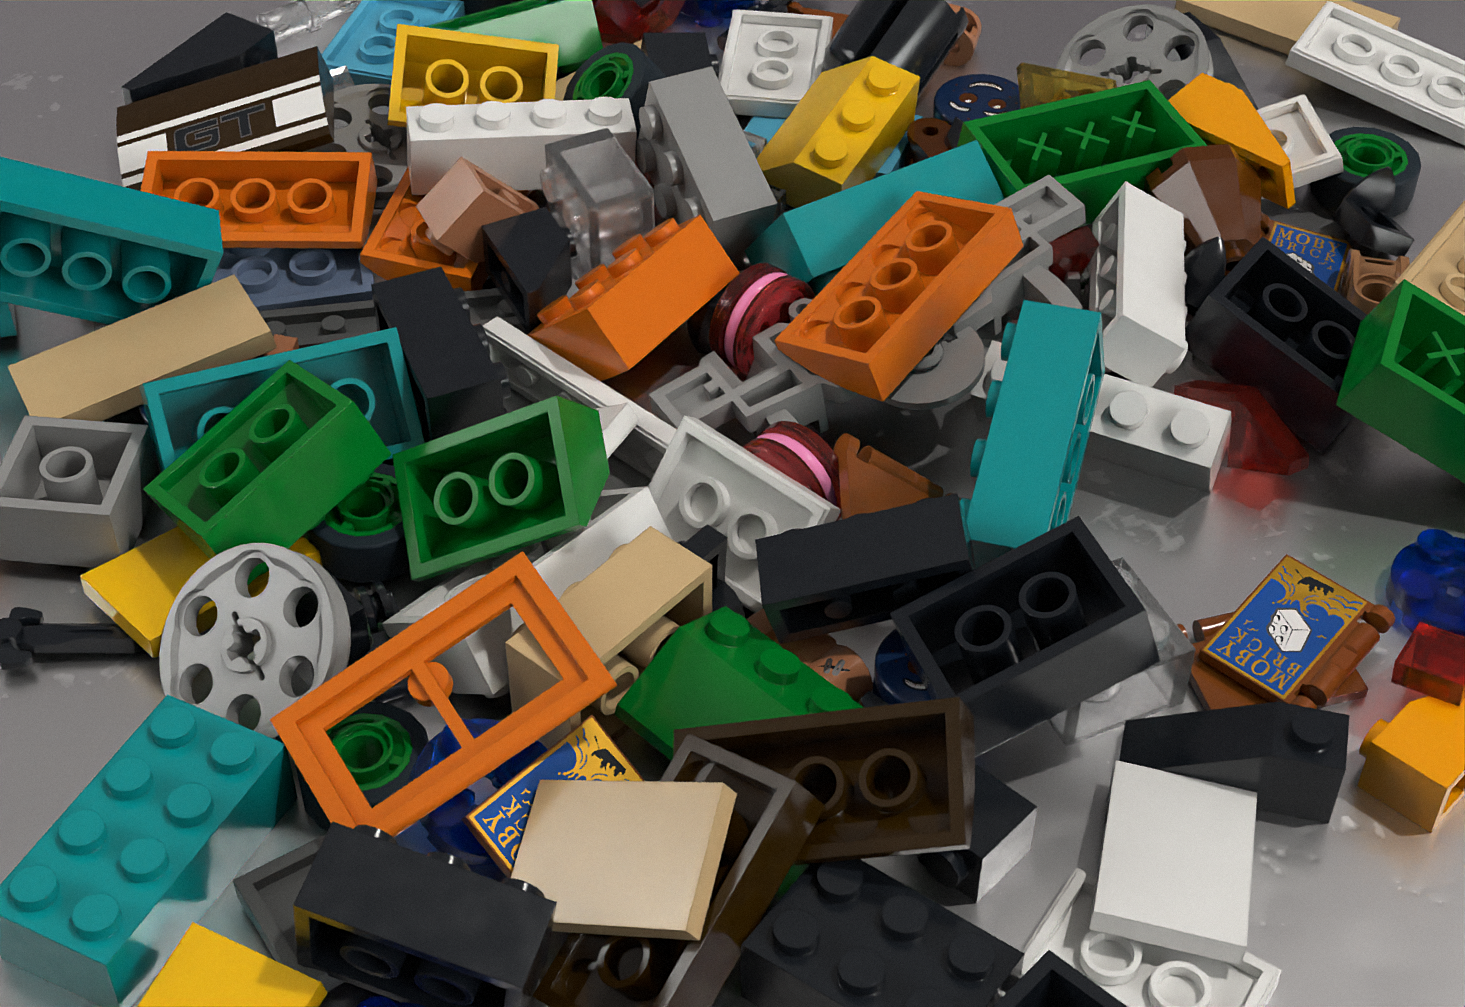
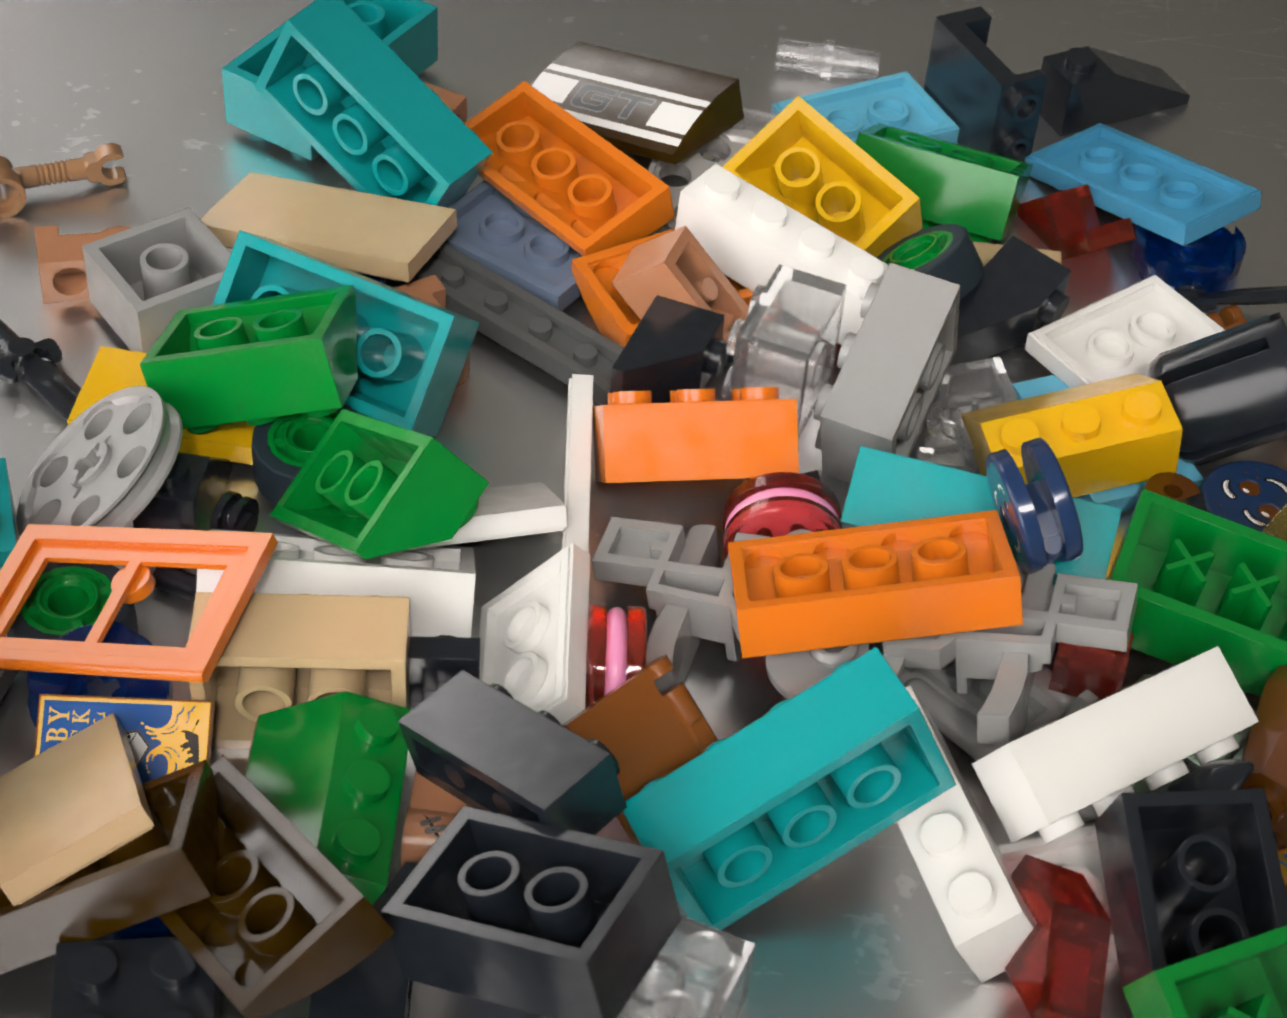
camera: 45 degrees right, 0 degrees up
(215, 50) = (709, 46): black slope -> none
(442, 352) = (494, 377): black brick -> none
(949, 158) = (1039, 515): none -> dark blue head

